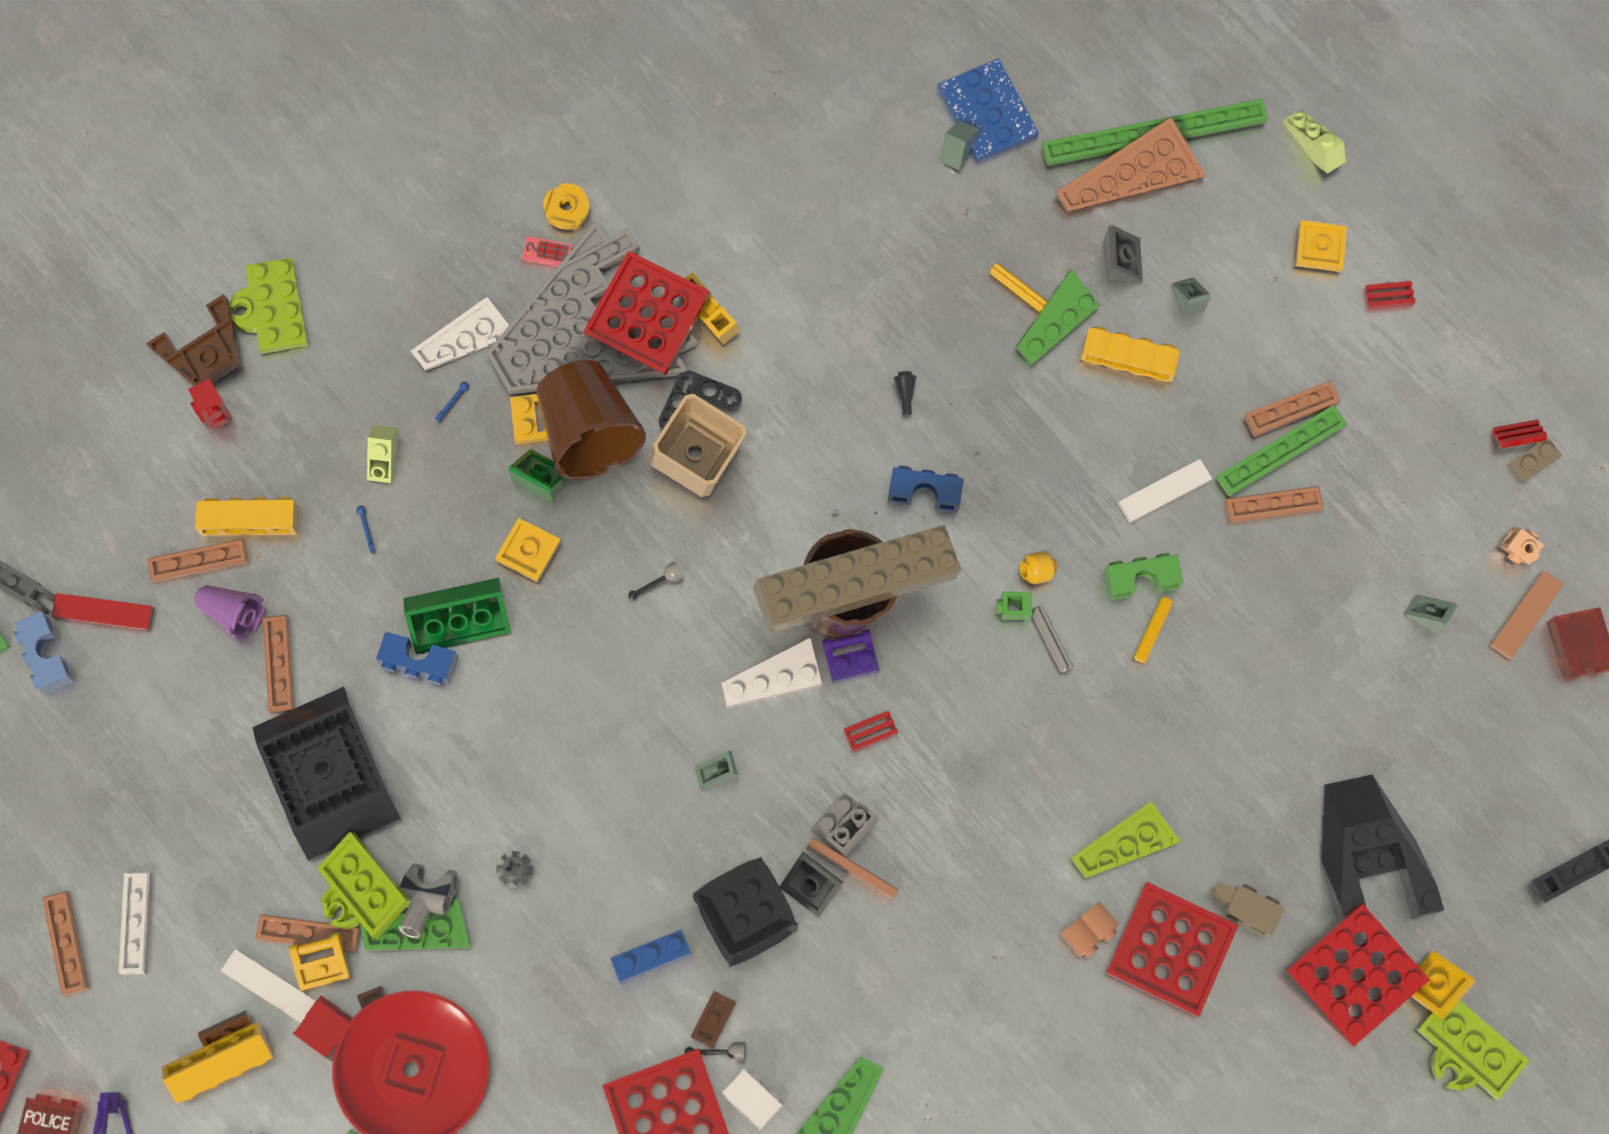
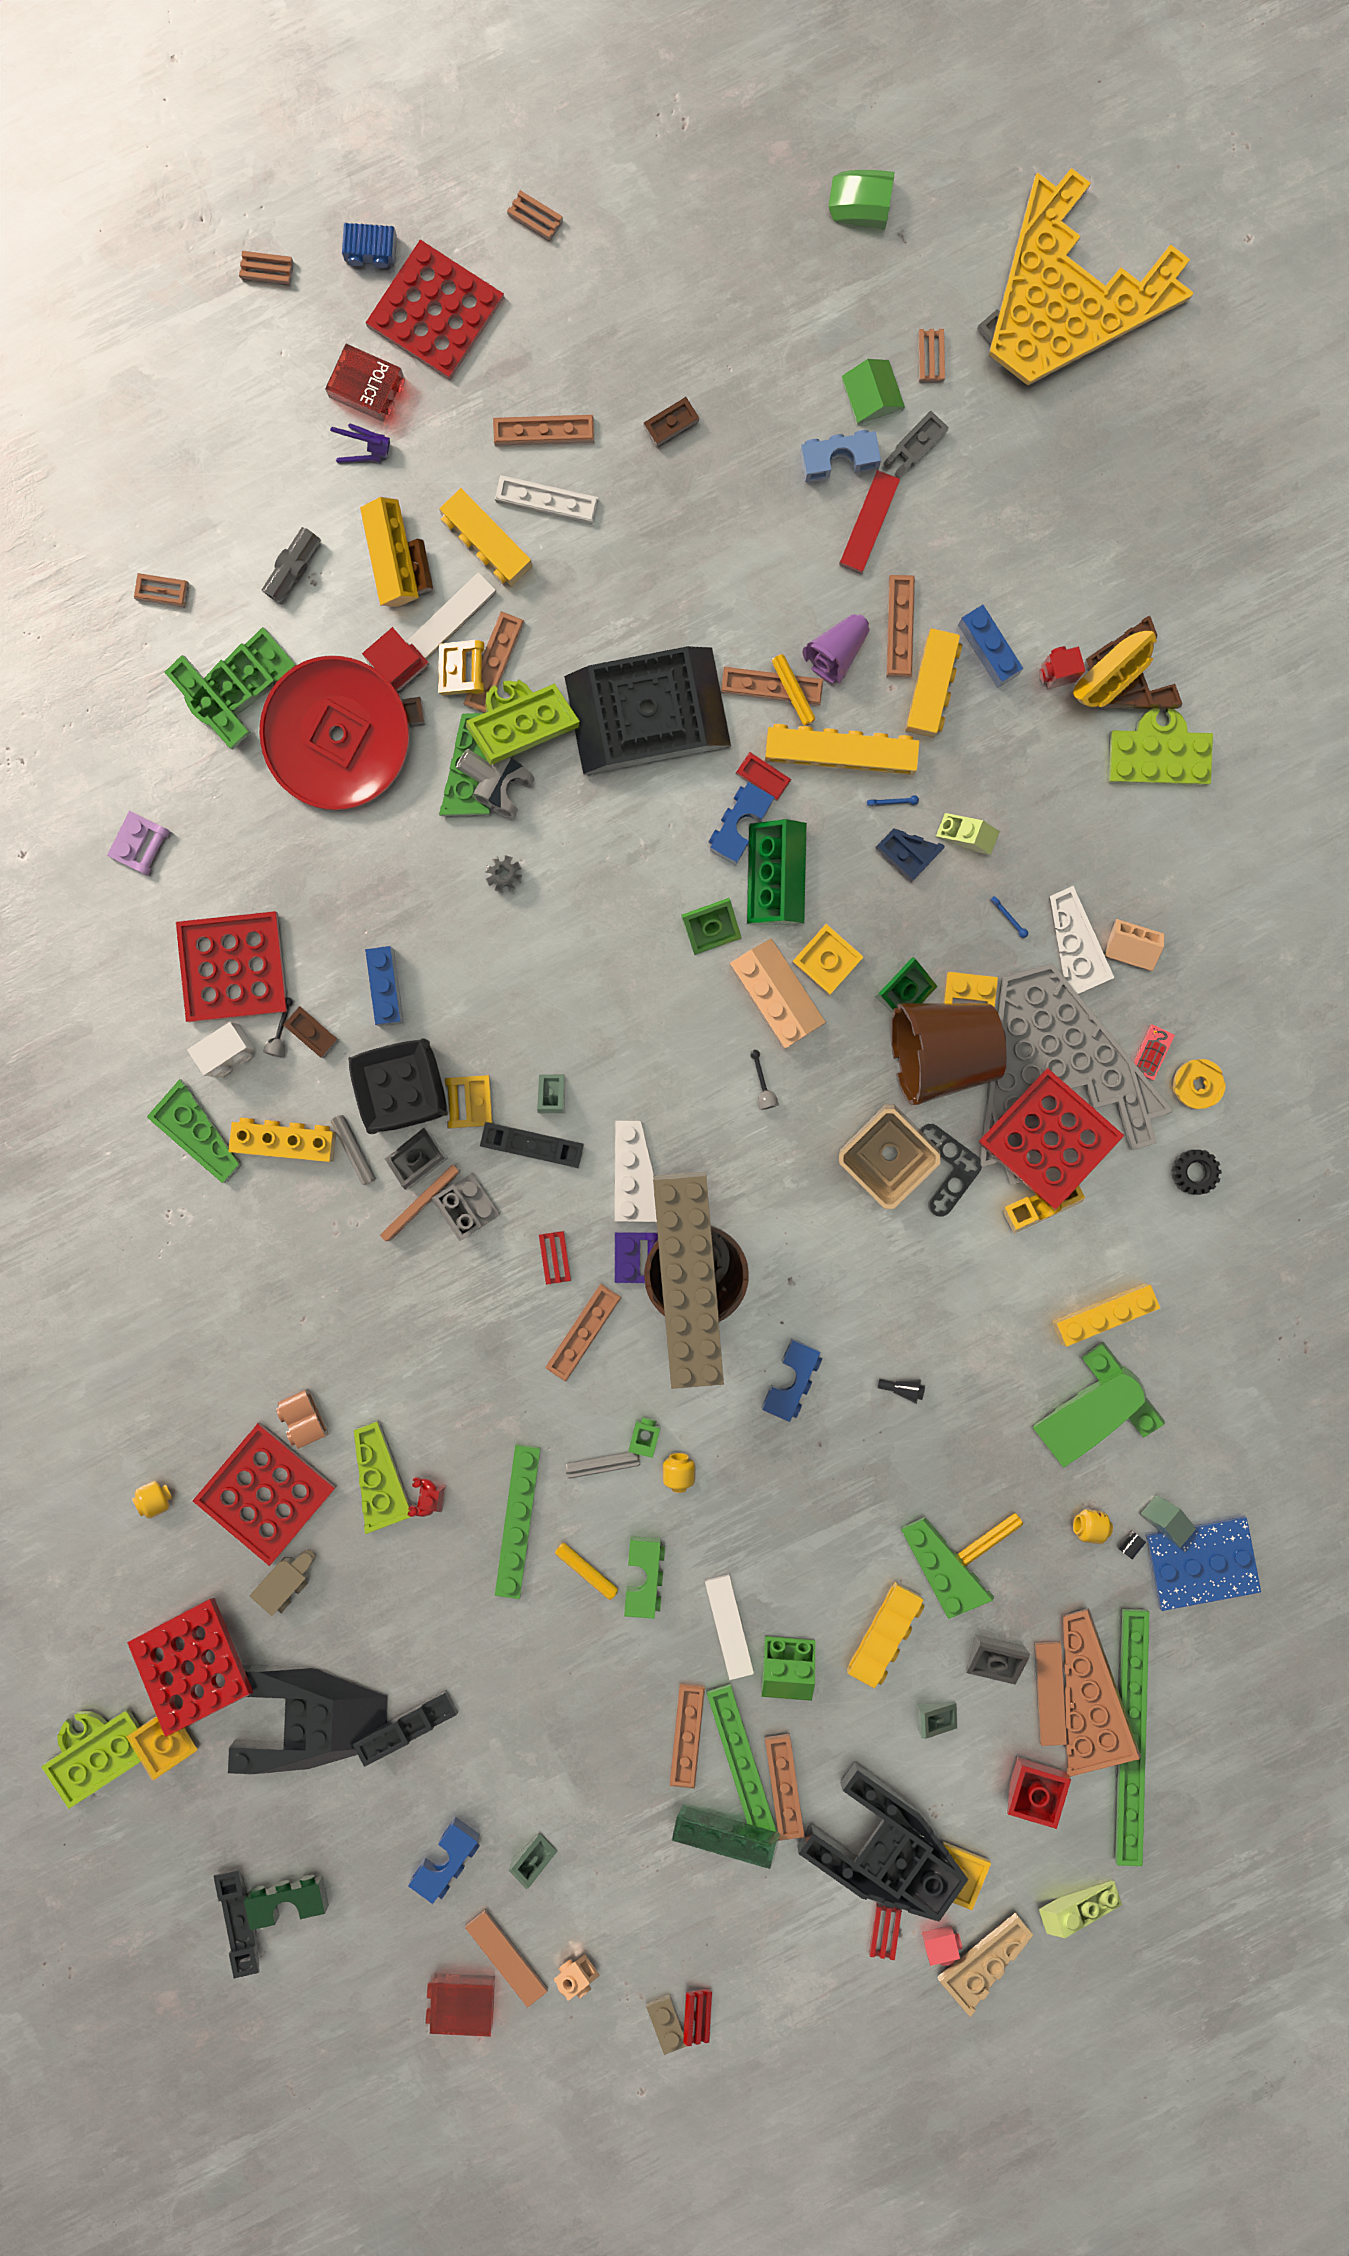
camera: 110 degrees right, 15 degrees up
(36, 820) = (671, 421): none -> reddish brown plate
(184, 971) = (486, 537): none -> yellow brick
(202, 473) = (990, 646): none -> blue brick
(203, 356) = (1116, 670): none -> yellow brick
(278, 640) = (793, 689): none -> yellow axle
(328, 584) = (842, 751): none -> yellow brick
(366, 650) = (763, 776): none -> red tile
(411, 502) = (908, 852): none -> dark blue wing
(453, 287) = (1134, 945): none -> light nougat brick
(521, 662) = (711, 926): none -> bright green slope
(572, 588) = (777, 993): none -> light nougat slope
(645, 178) = (1211, 1176): none -> black tyre
(741, 840) = (476, 1100): none -> yellow plate
(769, 776) = (531, 1144): none -> black slope
(792, 236) = (1106, 1314): none -> yellow brick
(818, 949) = (352, 1149): none -> light grey axle
(827, 1019) = (282, 1141): none -> yellow brick
(878, 223) = (1098, 1409): none -> bright green slope
(933, 688) = (583, 1332): none -> nougat tile
(982, 204) = (1092, 1526): none -> yellow head
(989, 169) = (1132, 1545): none -> black hinge
(1126, 704) = (517, 1521): none -> bright green plate
(1130, 789) = (430, 1499): none -> red piece
(1138, 207) = (1050, 1693): none -> nougat tile
(1186, 429) = (788, 1668): none -> bright green slope
(1210, 1057) = (152, 1499): none -> yellow head
(1227, 194) = (1037, 1792): none -> red slope
(1325, 290) = (900, 1862): none -> black wedge
(1349, 758) = (405, 1728): none -> black slope
(1352, 444) = (726, 1837): none -> clear green brick
(1385, 244) = (942, 1945): none -> coral brick
(1396, 211) = (978, 1969): none -> tan wing
(1477, 695) = (431, 1878): none -> blue arch
(1531, 812) = (307, 1896): none -> dark green arch

